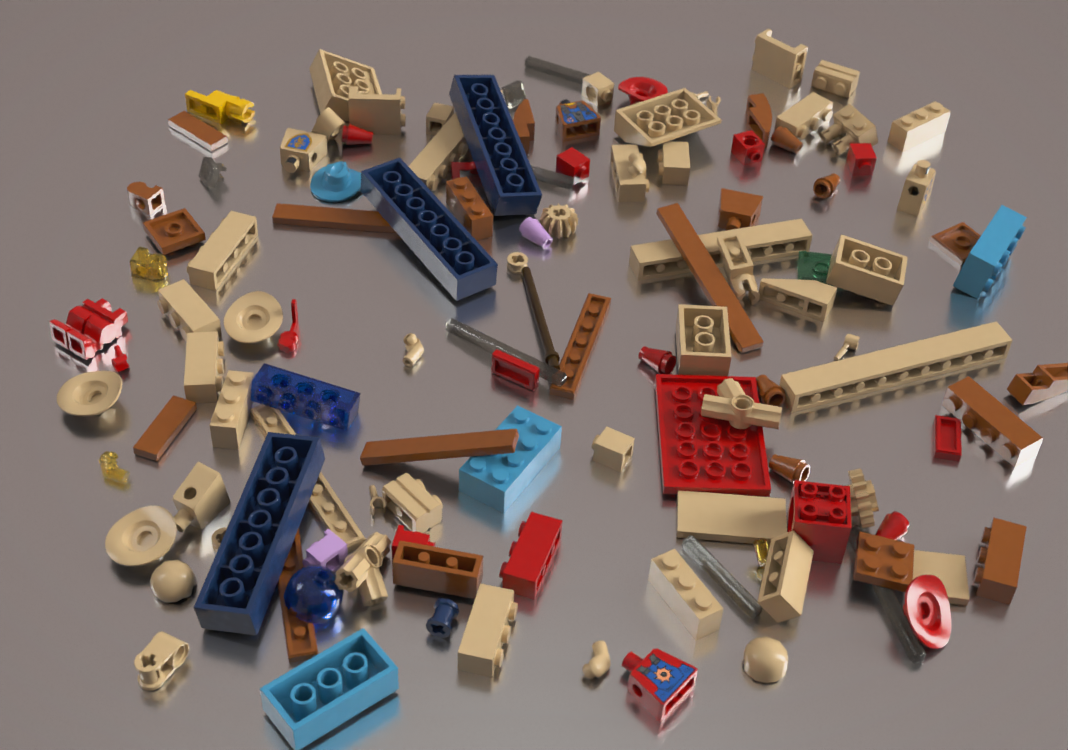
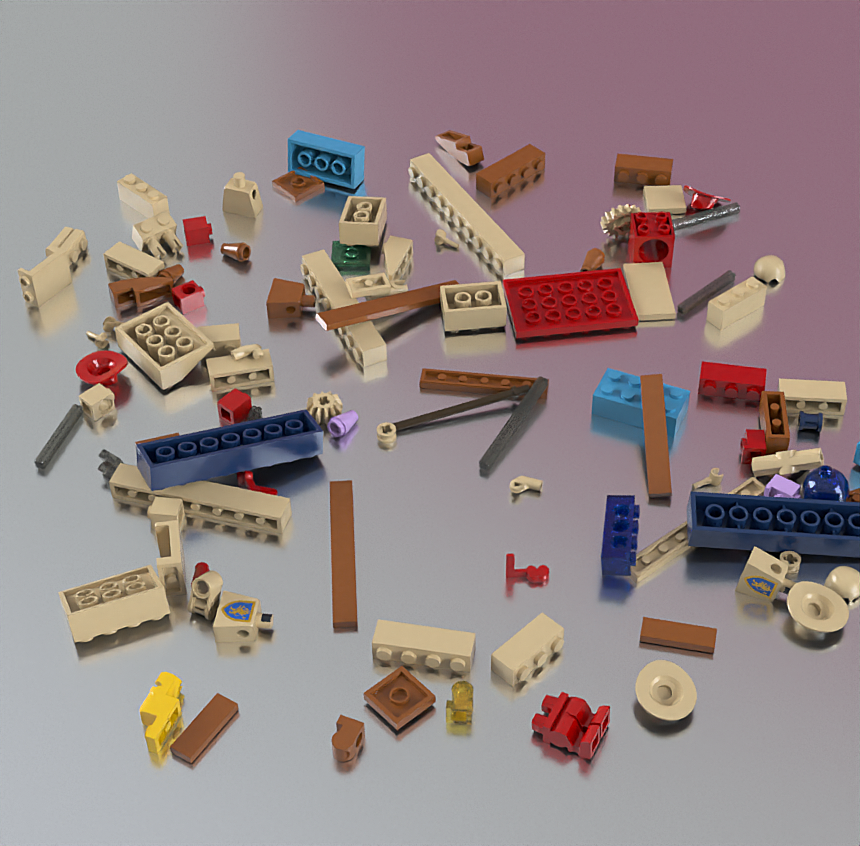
camera: 95 degrees left, 0 degrees up
(110, 470) = (741, 660): clear yellow arm -> none
(119, 362) = (606, 688): red hand -> none
(203, 367) = (599, 620): tan brick -> none
(210, 172) = (292, 688): clear smoke tile -> none
(232, 410) = (647, 583): tan brick -> none
(253, 317) = (526, 594): tan hat -> none
(335, 182) = (283, 584): dark azure hat -> none
(412, 503) = (708, 452): tan brick -> none
(429, 228) = (363, 488): dark blue brick -> none
(469, 208) = (319, 469): dark orange brick -> none
(515, 370) = (535, 413): red tile -> none
(576, 120) = (154, 413): dark orange torso -> none
(599, 663) = (805, 342): tan arm -> none
(613, 449) = (607, 349): tan brick -> none
(659, 360) = (495, 333): red cone -> none
(659, 681) = (815, 311): red torso -> none
(739, 408) = (551, 281): tan piece -> none
(761, 549) = (687, 272): clear yellow arm -> none
(769, 391) = (514, 271): dark orange cone -> none
(785, 577) = (703, 256): tan brick -> none
(883, 562) = (679, 212): dark orange plate -> none
(947, 438) = (528, 194): red tile -> none

